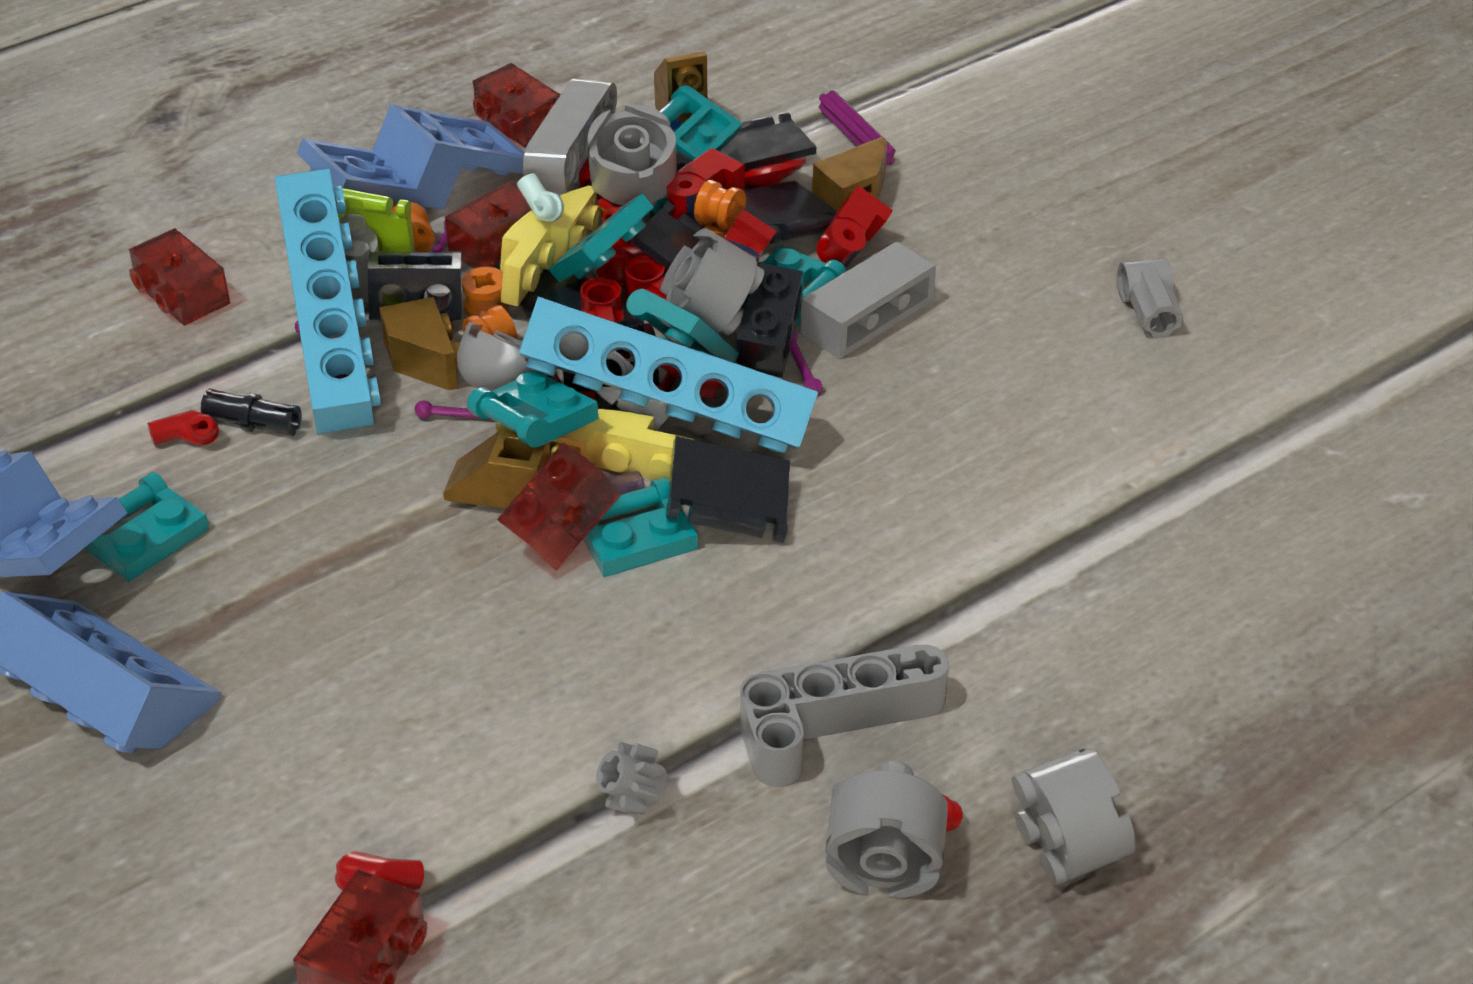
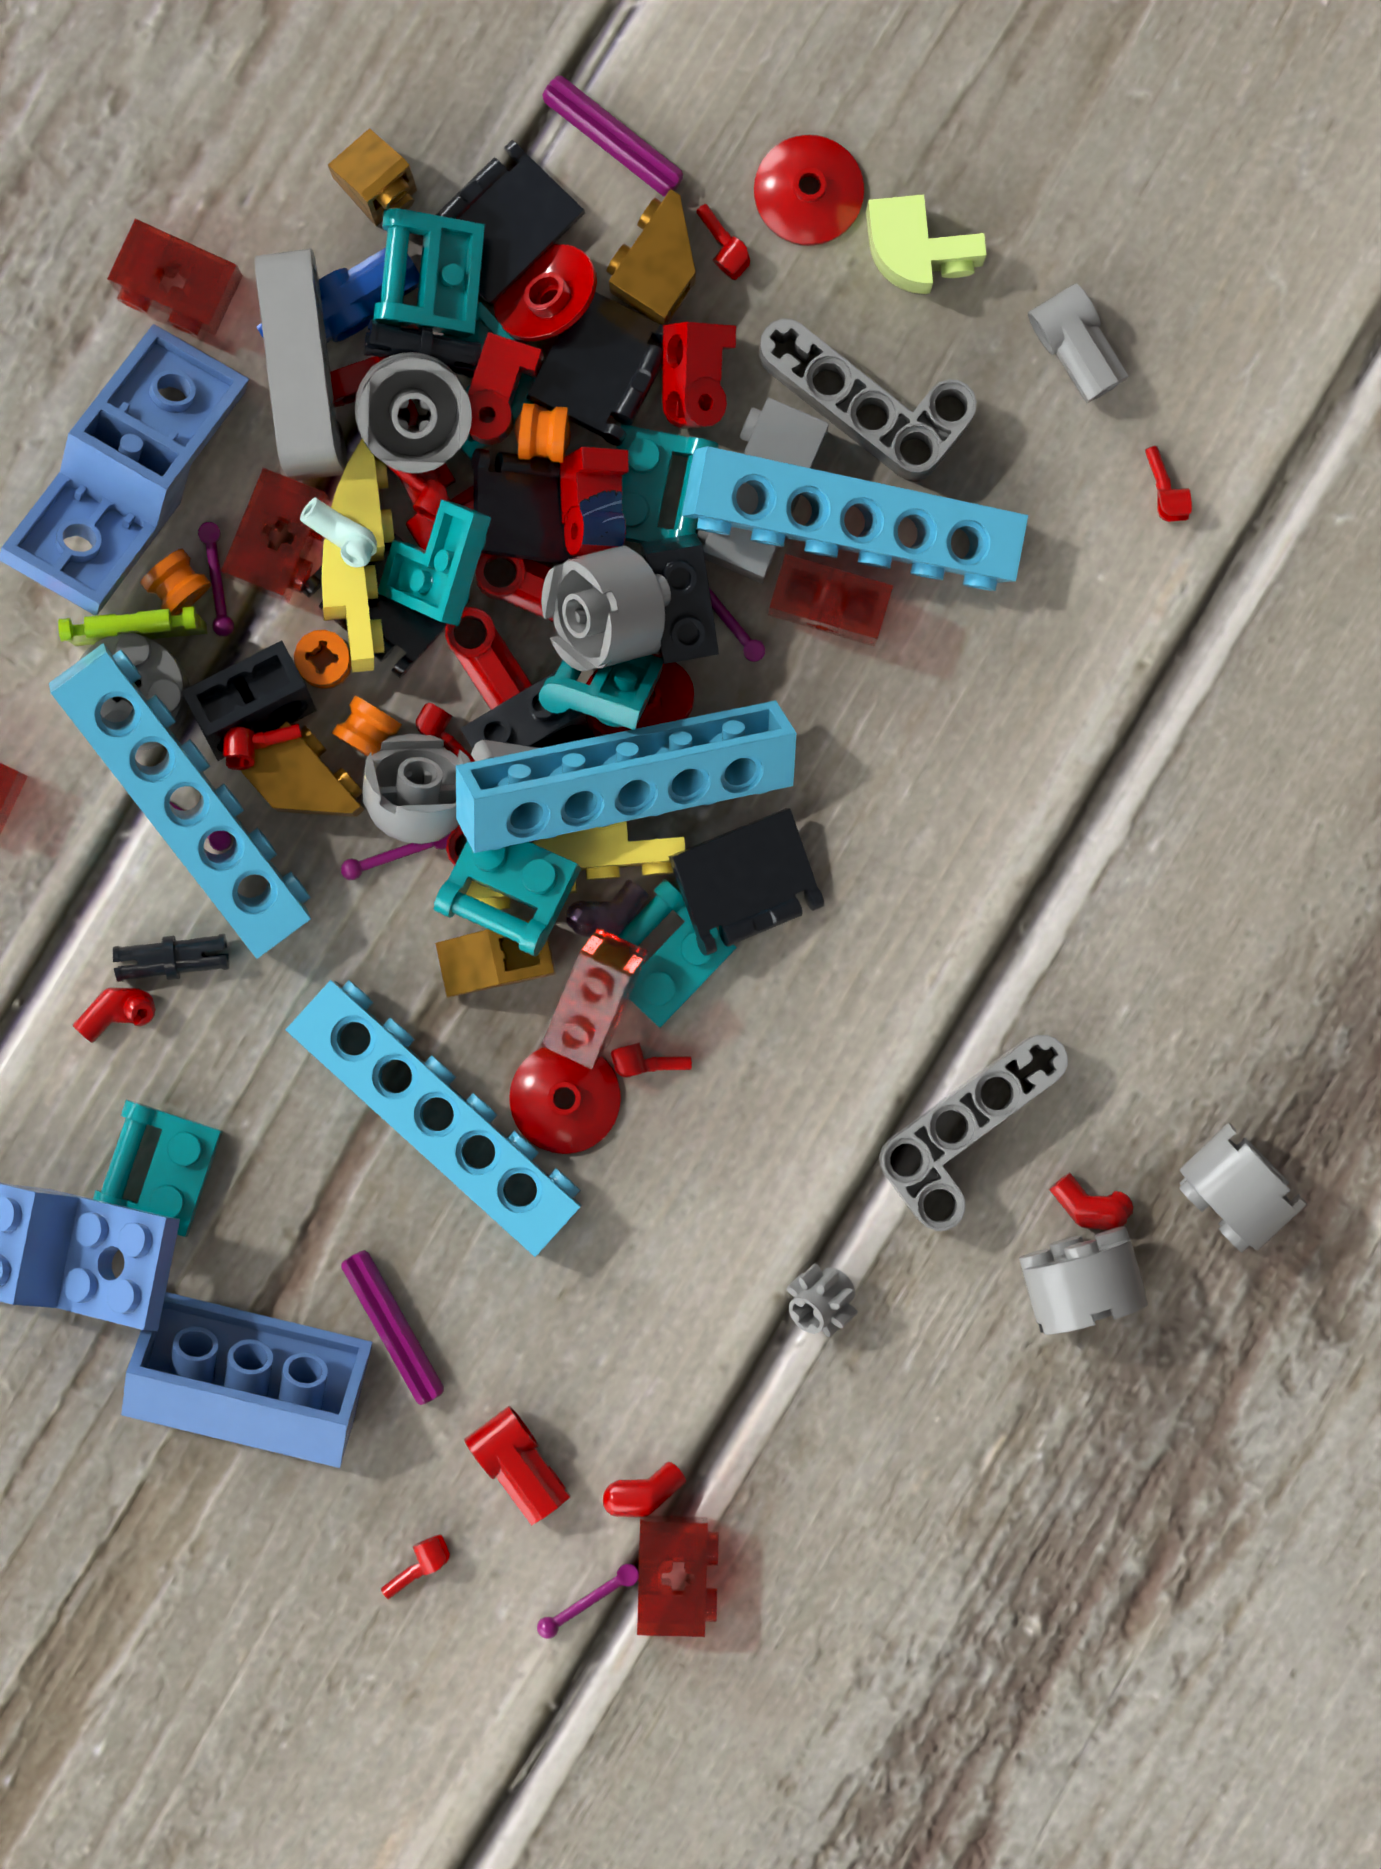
camera: 25 degrees left, 45 degrees up
(152, 861) = (431, 1556): none -> red hand
(218, 954) = (626, 1575): none -> magenta hinge
(245, 686) = (392, 1327): none -> magenta axle
(278, 804) = (509, 1453): none -> red piece
(384, 561) = (320, 1031): none -> medium azure brick
(399, 292) = (242, 742): none -> red hand
(496, 593) = (564, 1129): none -> red dish
(566, 582) = (630, 1061): none -> red hand
(887, 355) = (830, 600): none -> clear red brick
(906, 196) = (733, 257): none -> red hand
(931, 305) = (993, 533): none -> medium azure brick
(973, 288) = (860, 391): none -> light grey beam
(982, 189) = (801, 216): none -> red dish
(1047, 222) = (905, 251): none -> yellowish green brick
(1192, 396) = (1171, 503): none -> red hand

